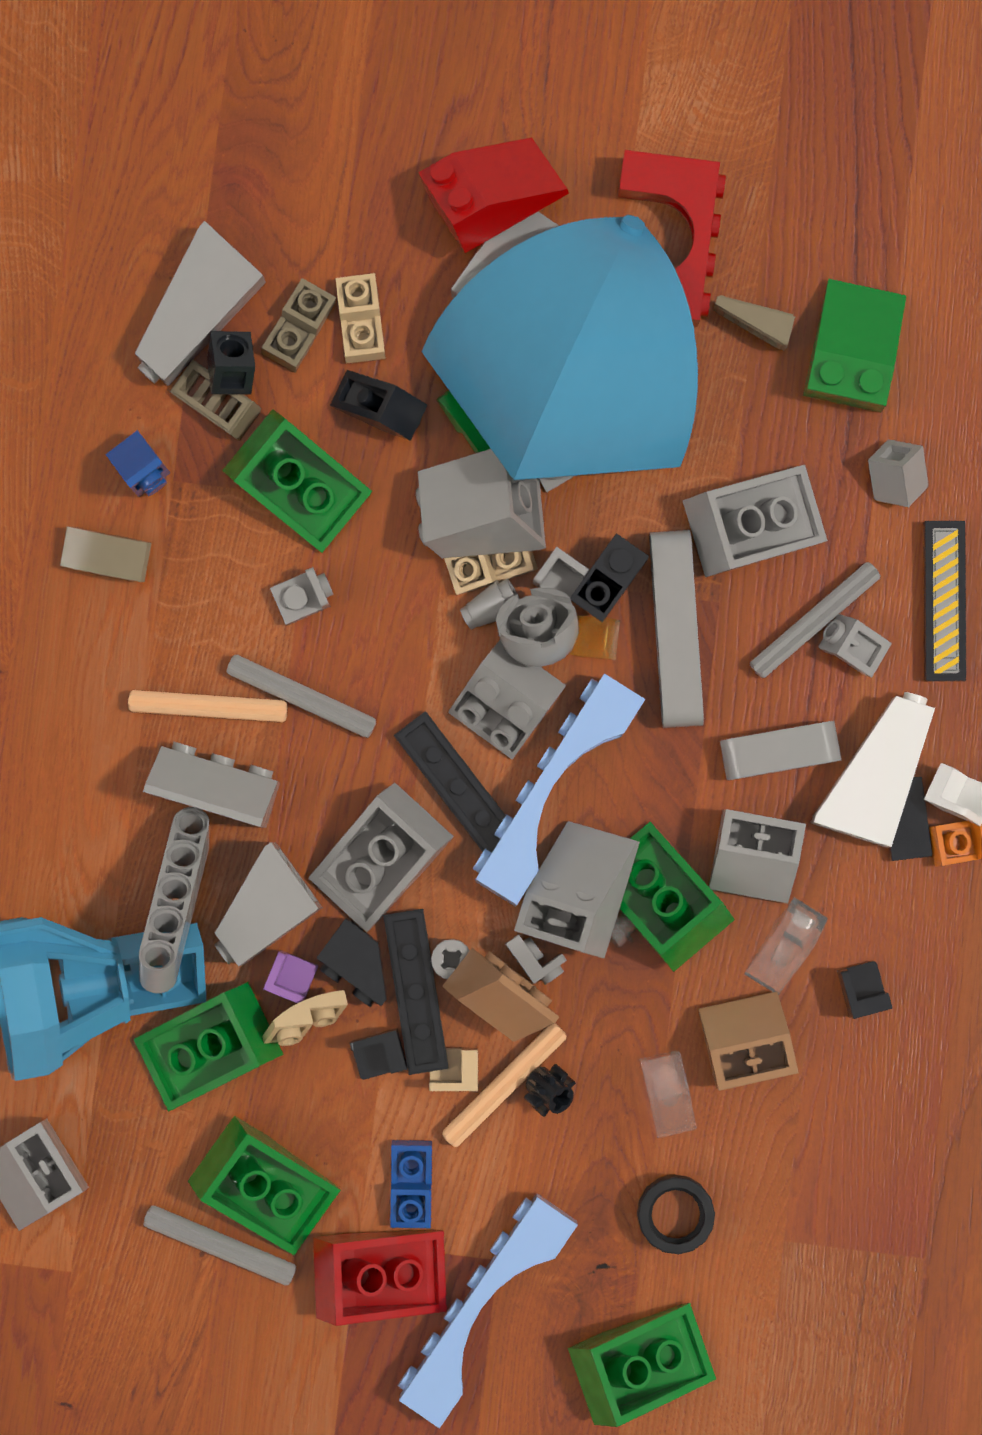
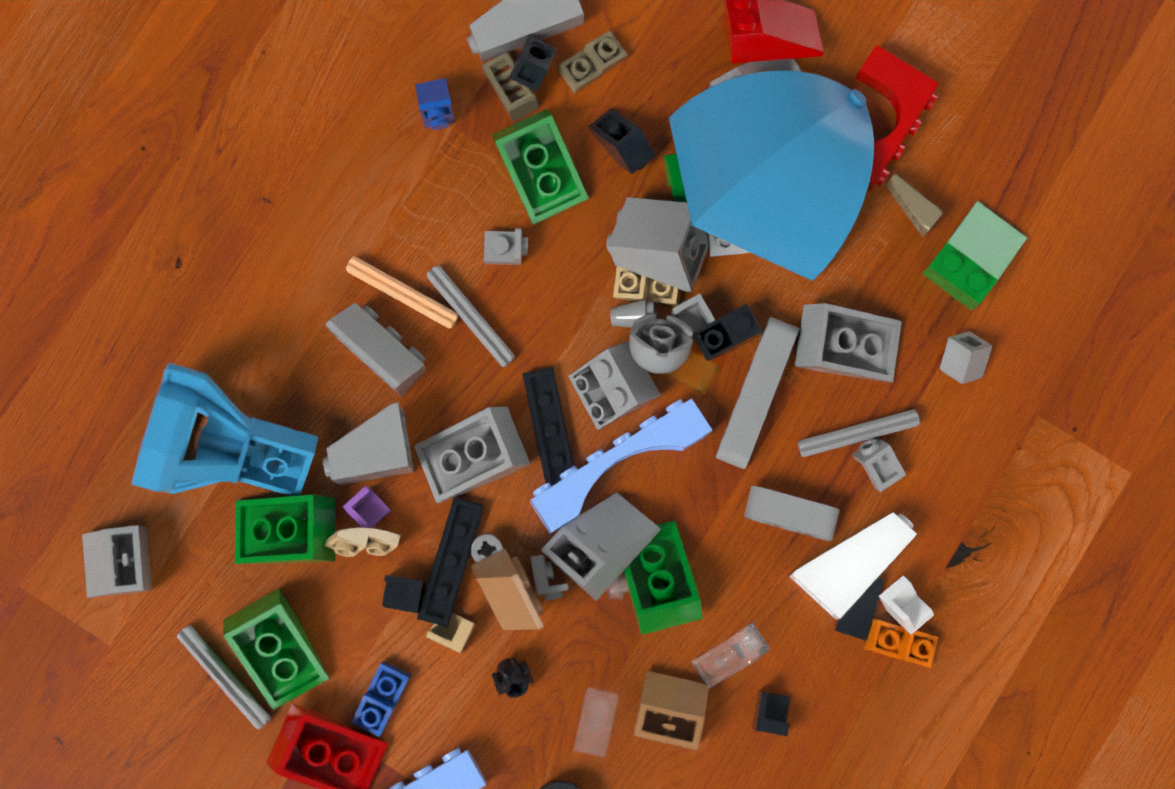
camera: 20 degrees right, 5 degrees down
(105, 554) = (382, 154): dark tan slope -> none
(179, 879) = (309, 412): light grey beam -> none
(357, 959) = (420, 518): black slope -> none
(360, 318) = (637, 77): tan slope -> none
(504, 1084) = (481, 658): light nougat axle -> none
(756, 856) = (740, 579): light grey slope -> none
(944, 601) = (957, 463): tile -> none

